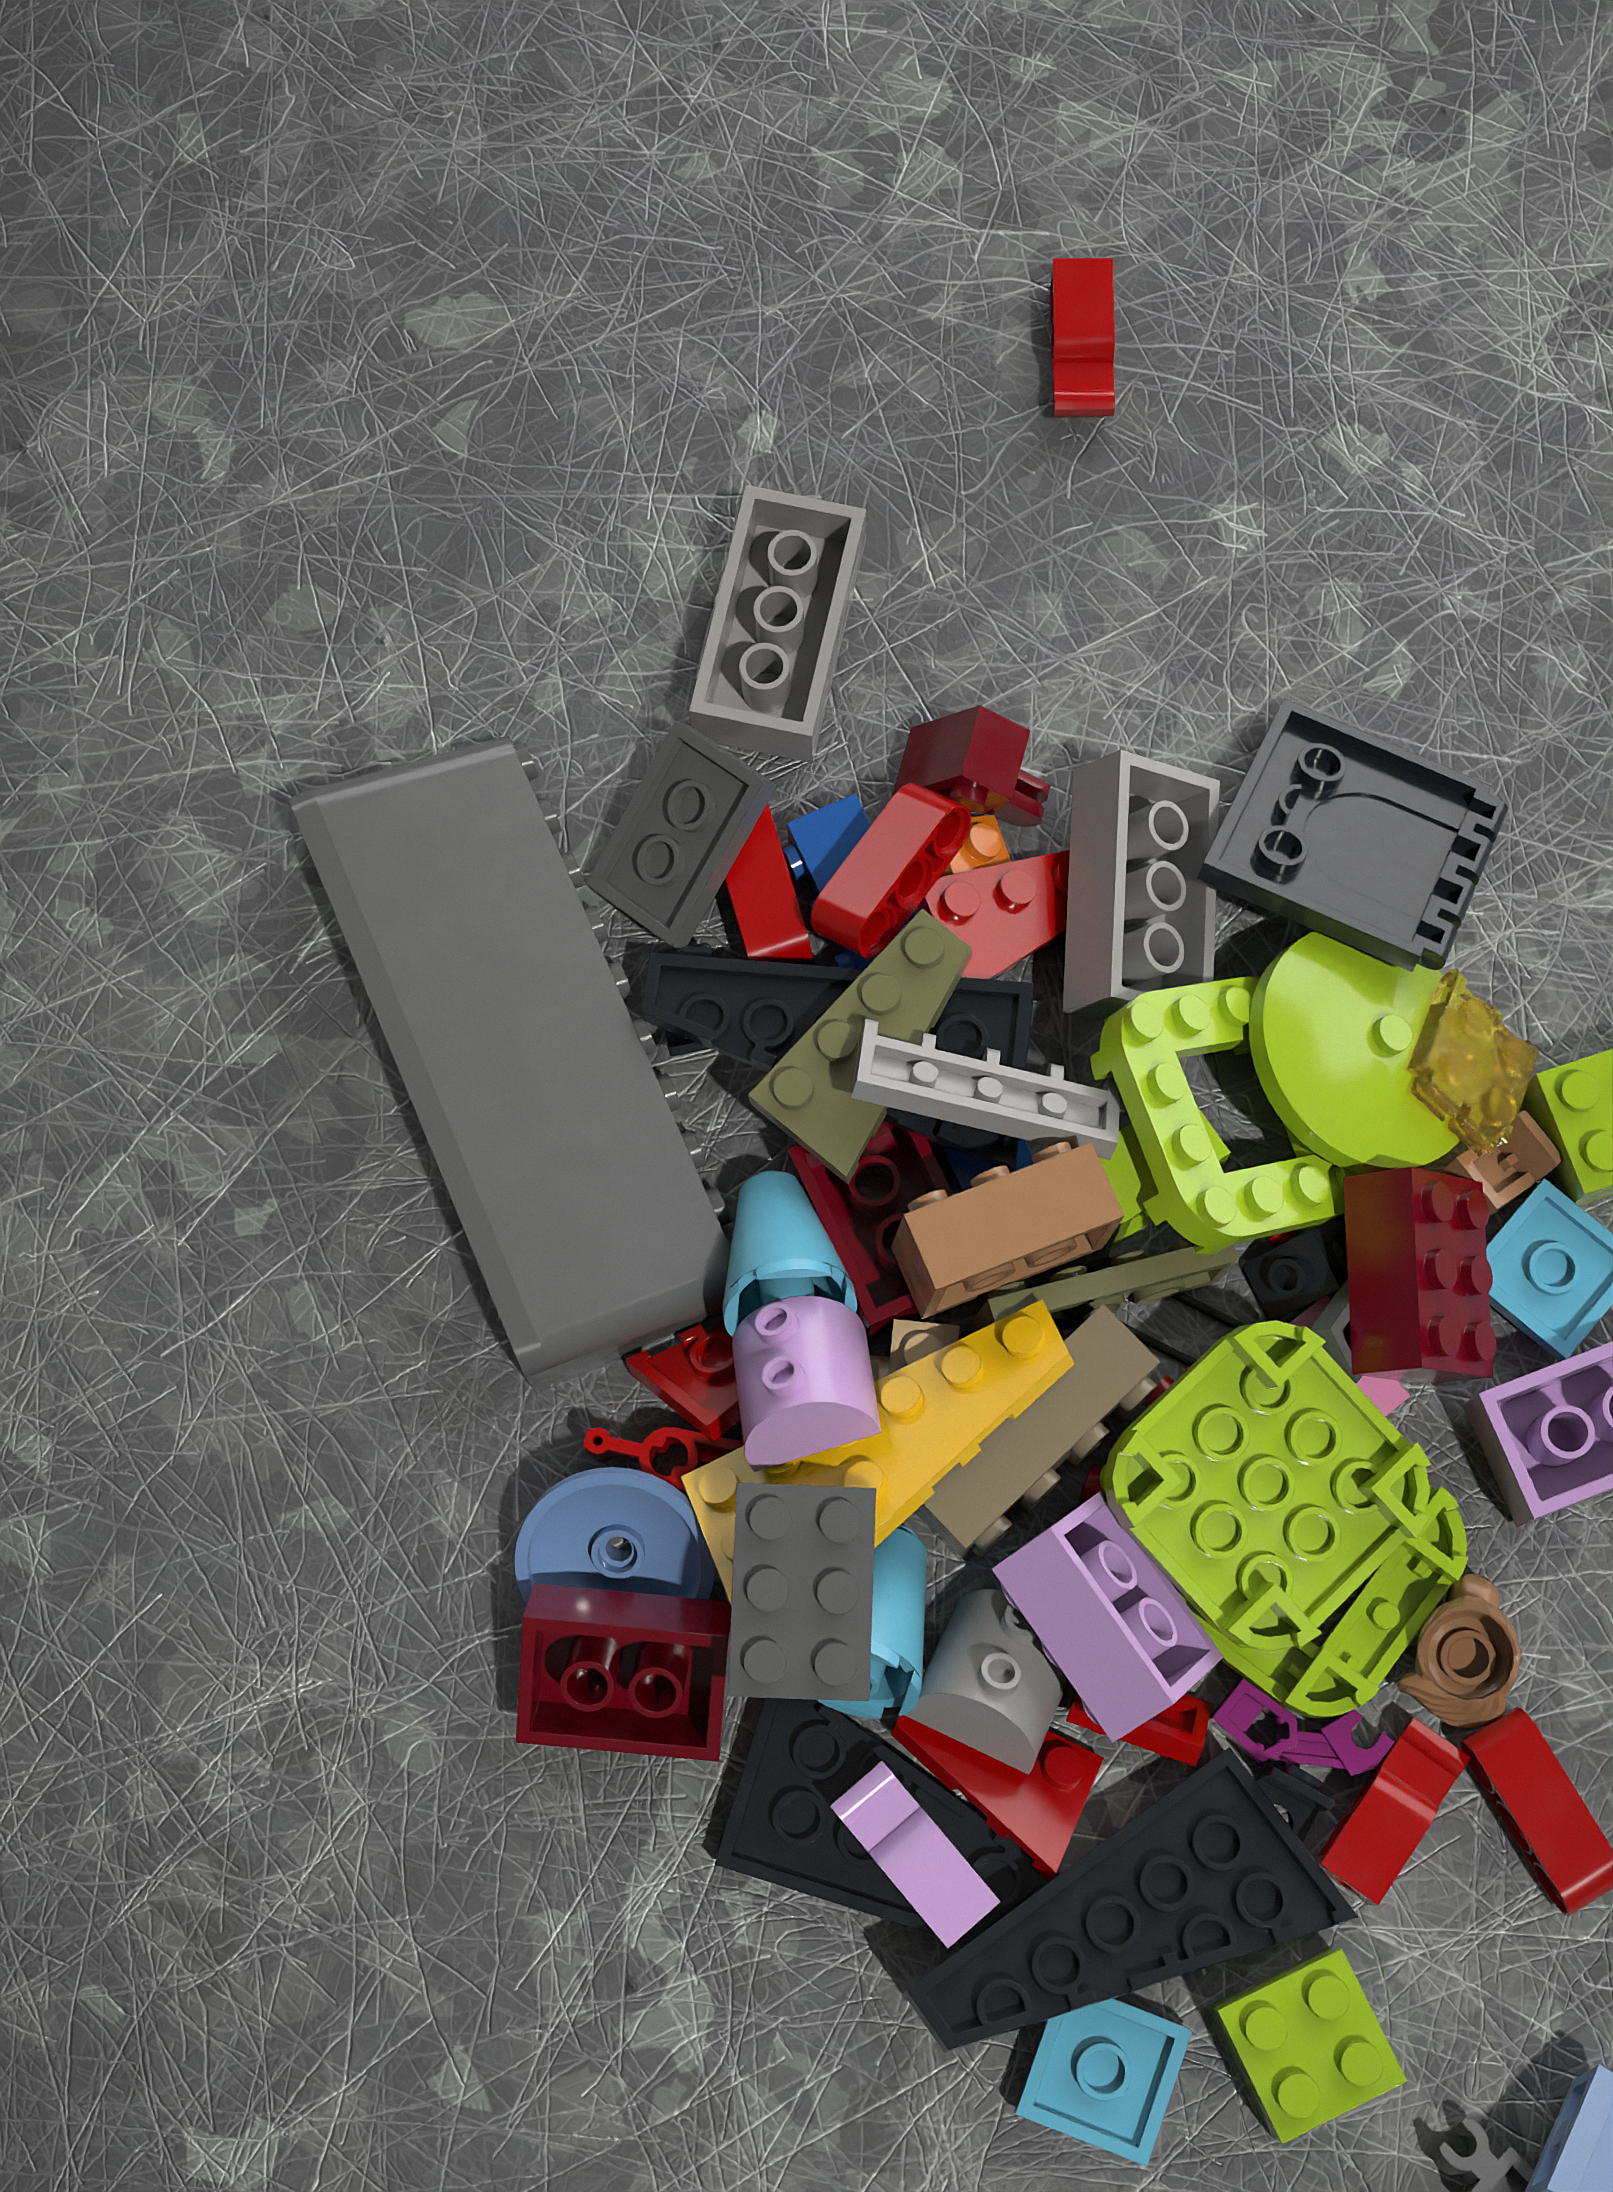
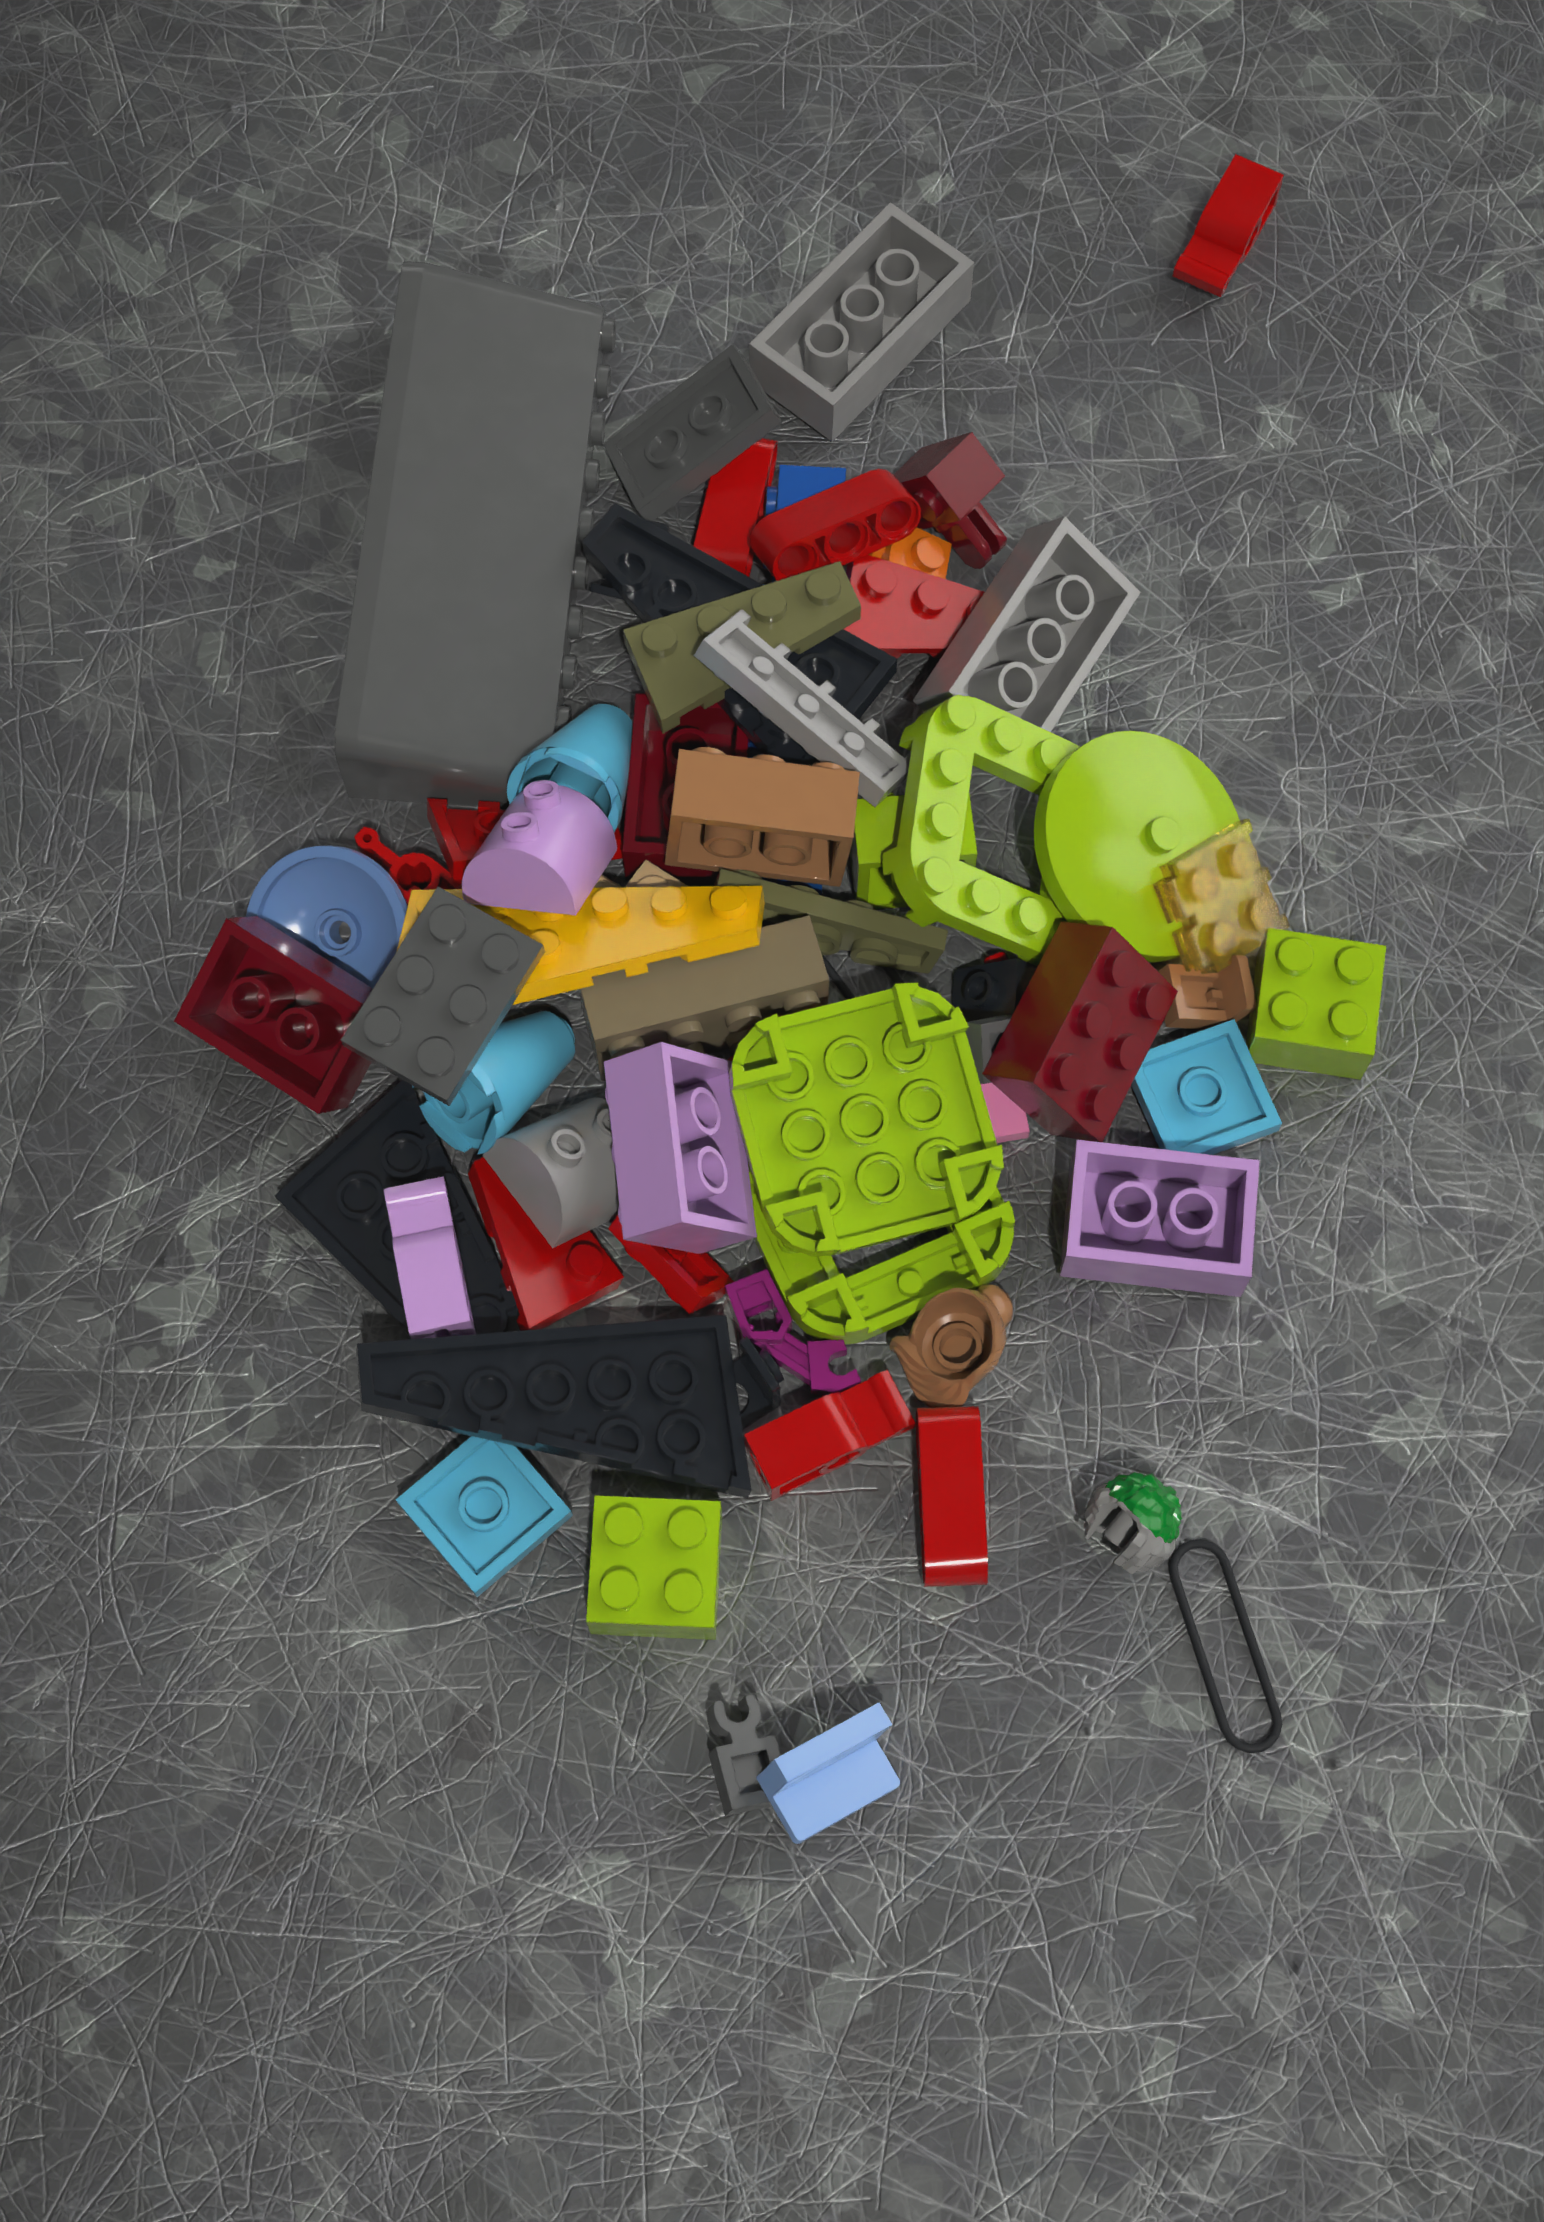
camera: 25 degrees right, 5 degrees down
(1356, 838) = (1225, 685): hinge -> none

